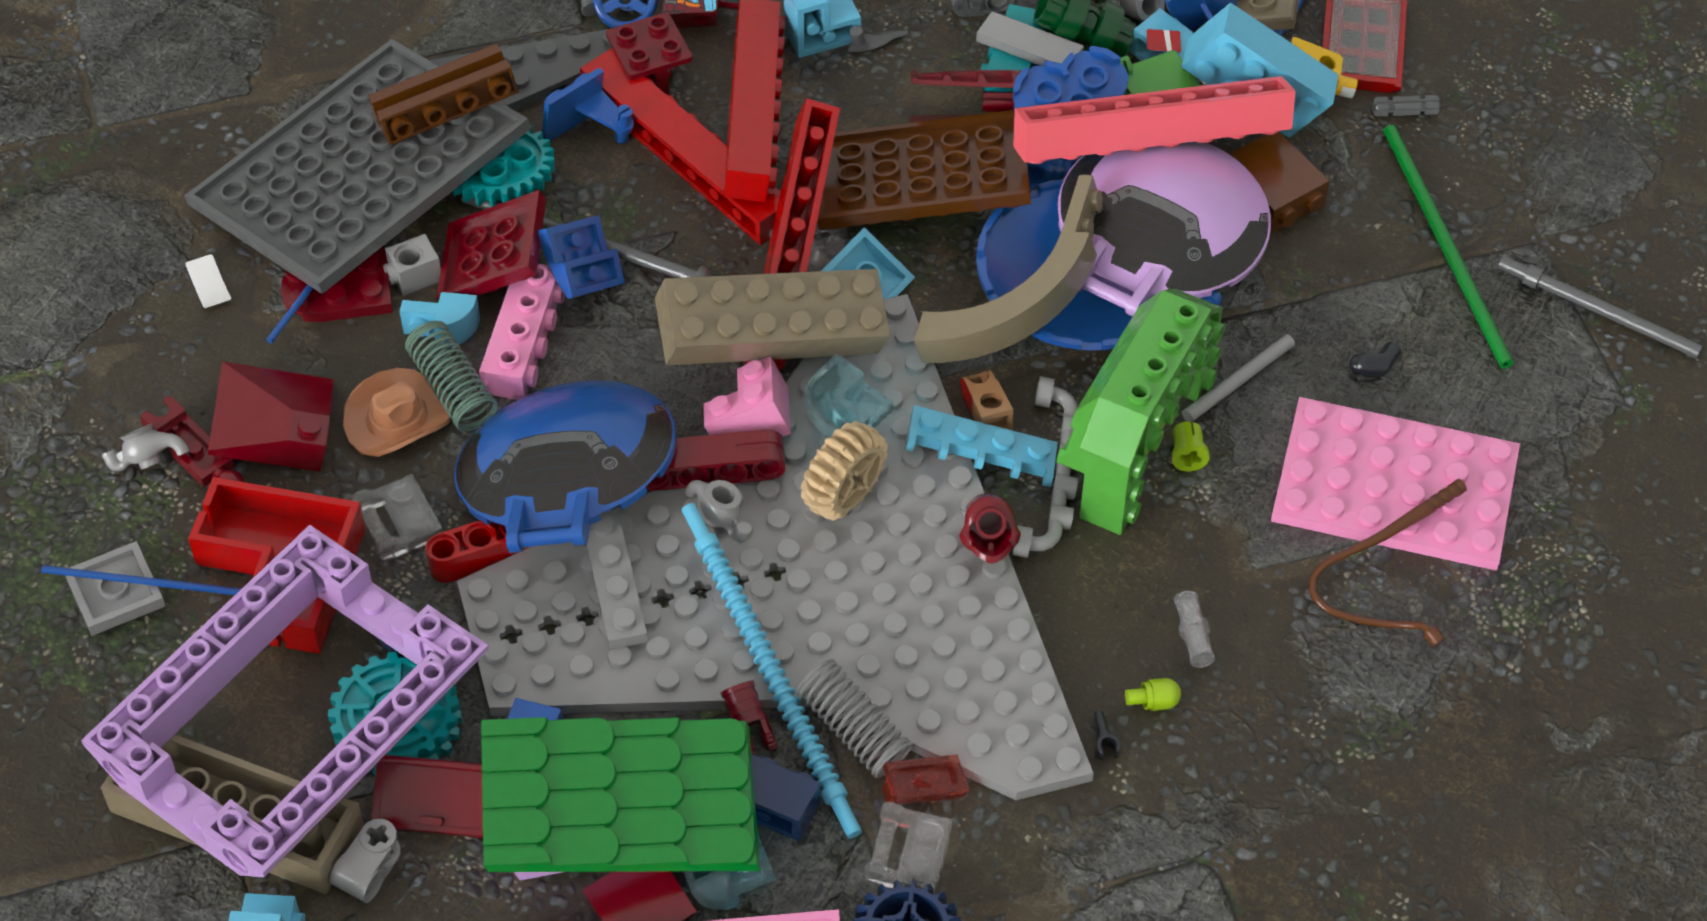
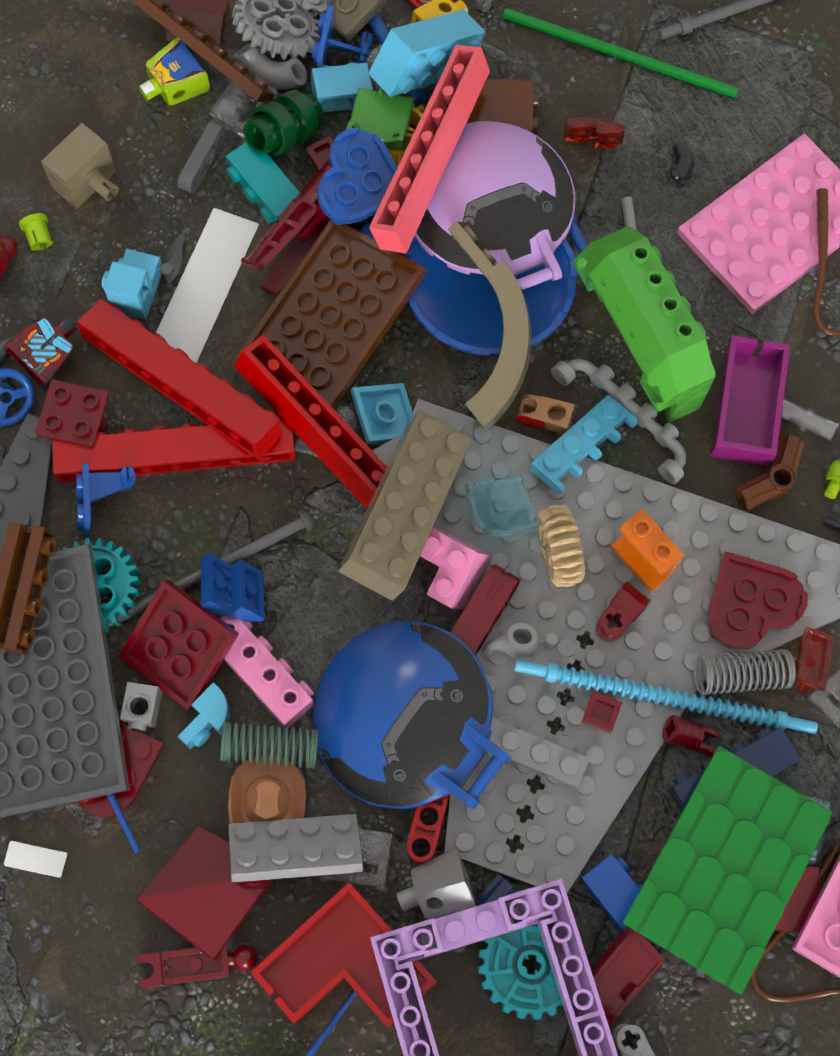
camera: 55 degrees left, 20 degrees up
(143, 447) = (169, 1002): light grey piece -> none
(362, 444) = (294, 848): none -> light grey plate
(409, 579) = (439, 887): none -> light grey torso
(704, 616) = (601, 712): none -> dark red plate
(826, 571) = (623, 610): none -> dark red piece
(869, 76) = (206, 282): none -> white sticker
(903, 536) = (647, 551): none -> orange panel
(939, 678) = (751, 600): none -> dark red plate
(989, 528) = (665, 488): dark red head -> none
(1024, 40) = (276, 169): light grey tile -> none
(1082, 631) = (764, 486): none -> reddish brown piece
(1160, 556) = (750, 401): none -> magenta piece
(1163, 40) = (341, 87): red sticker -> none
(1338, 274) = (602, 131): none -> clear red slope

